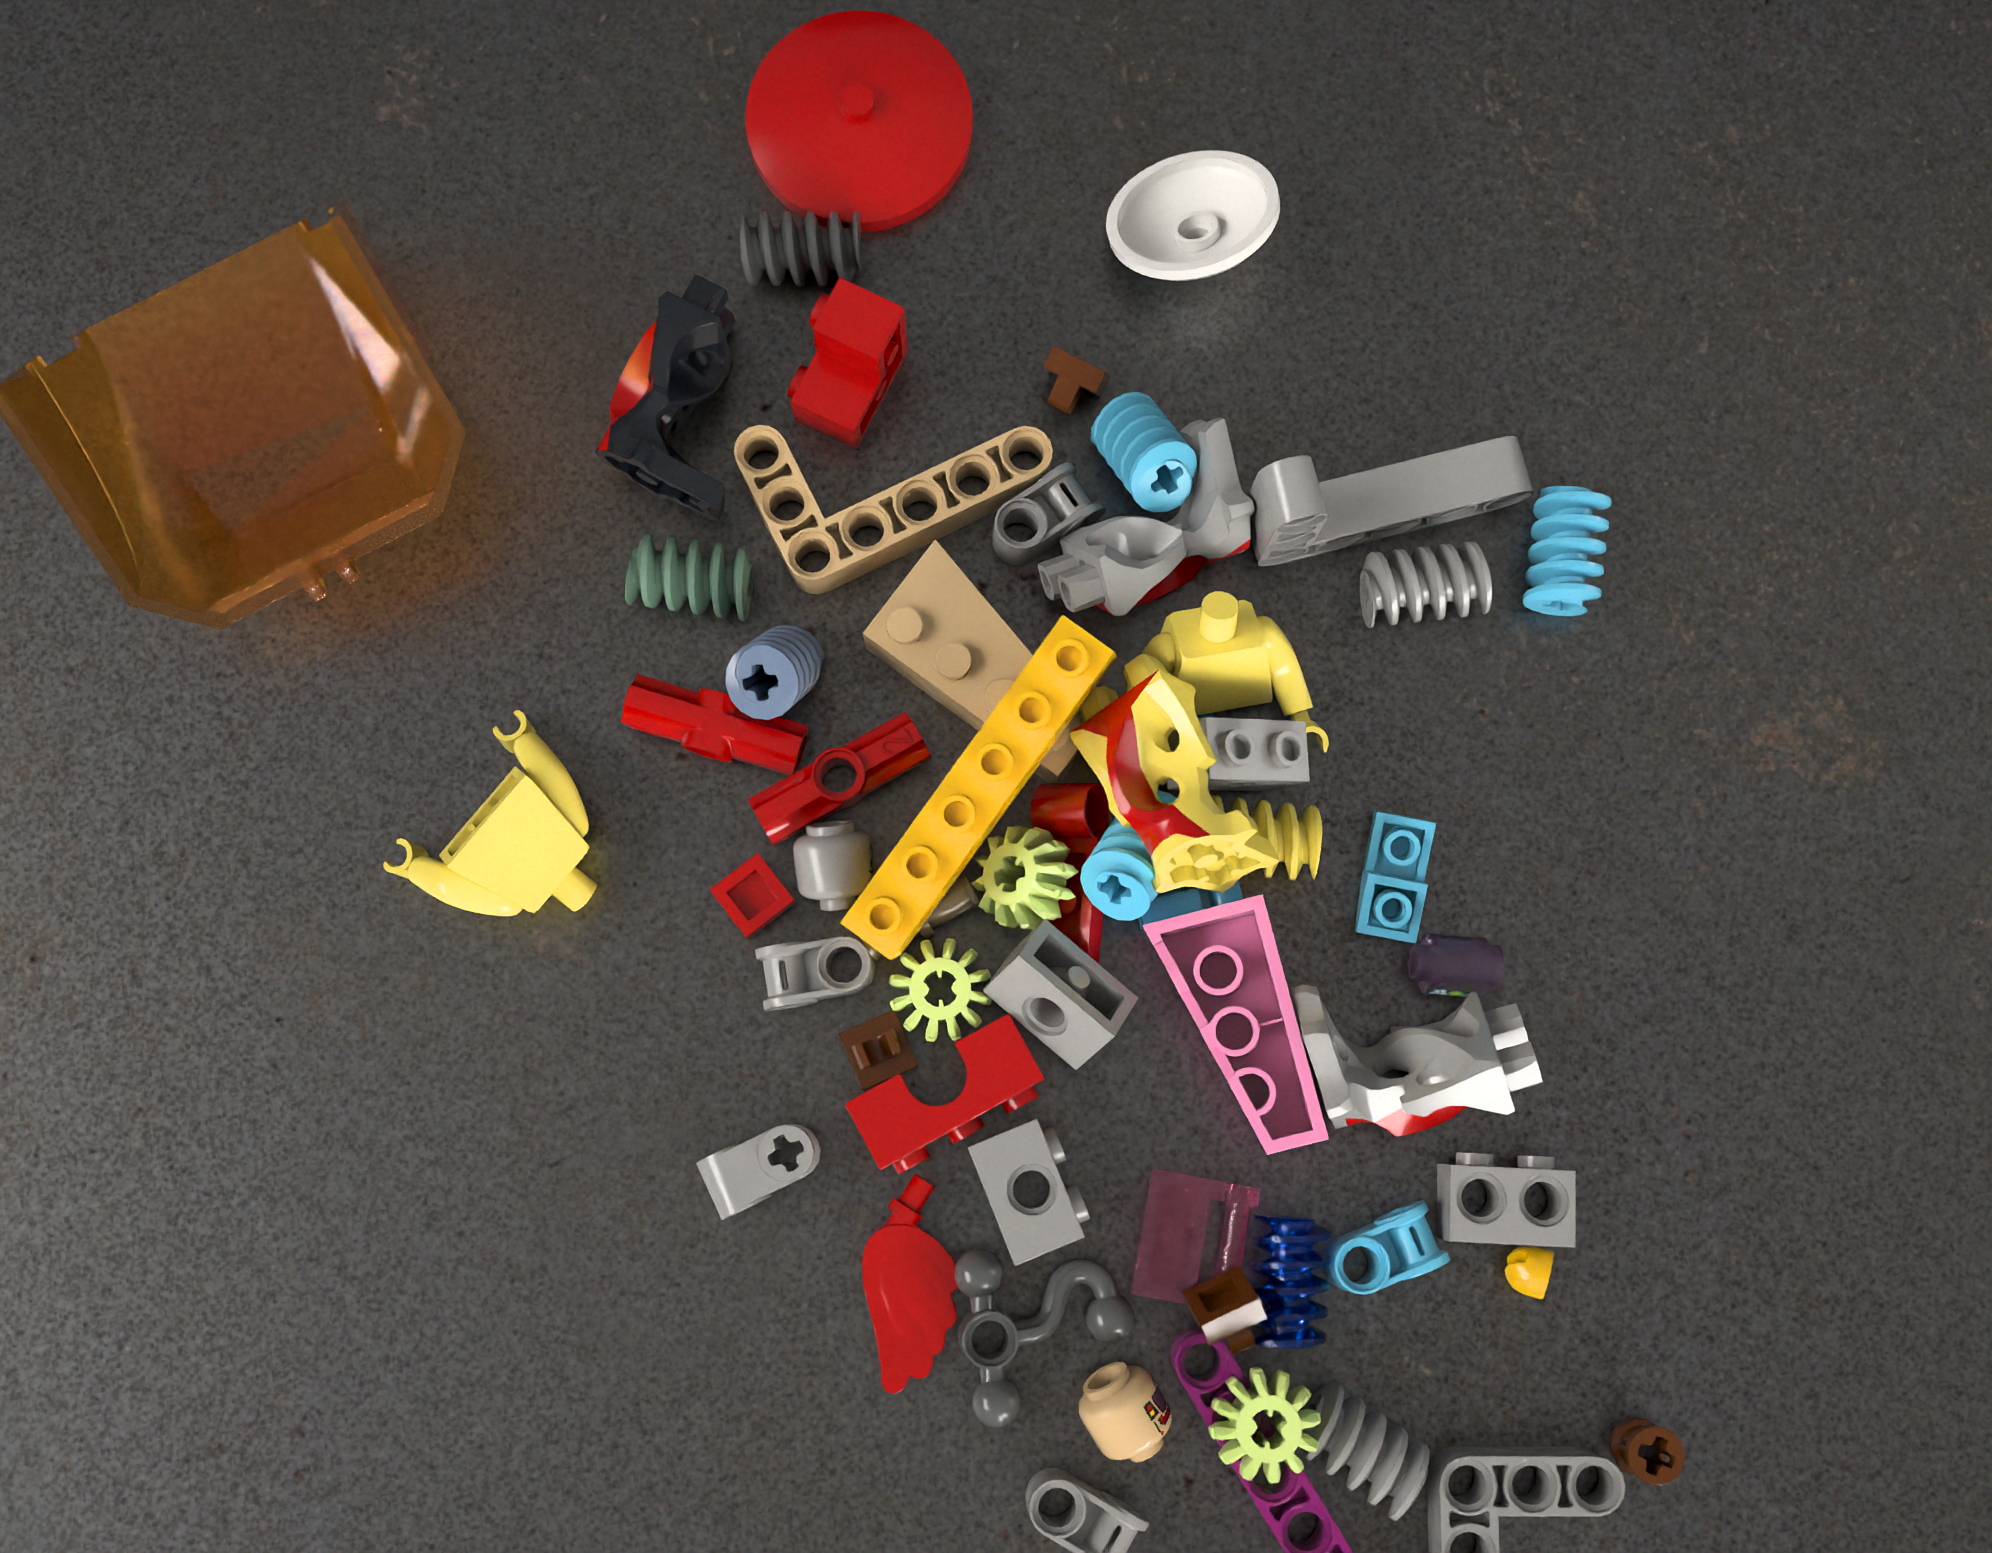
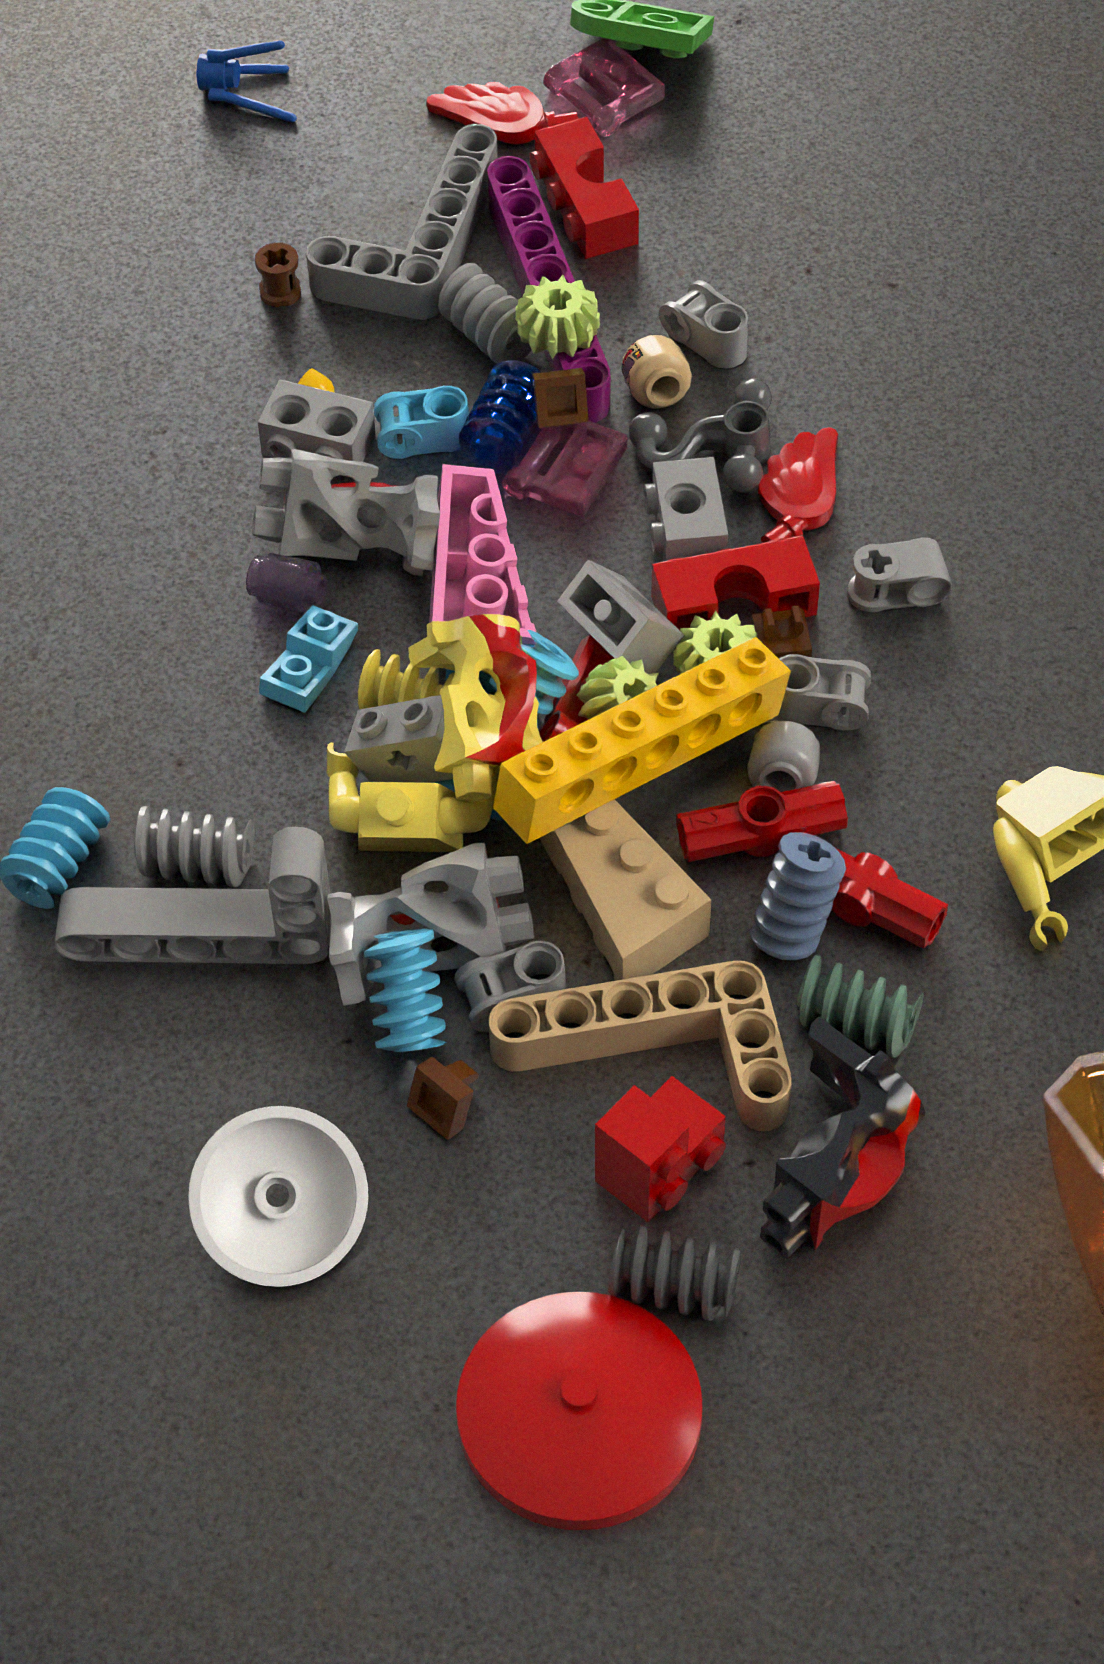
camera: 160 degrees left, 25 degrees down
(752, 896) = (860, 758): red plate -> none

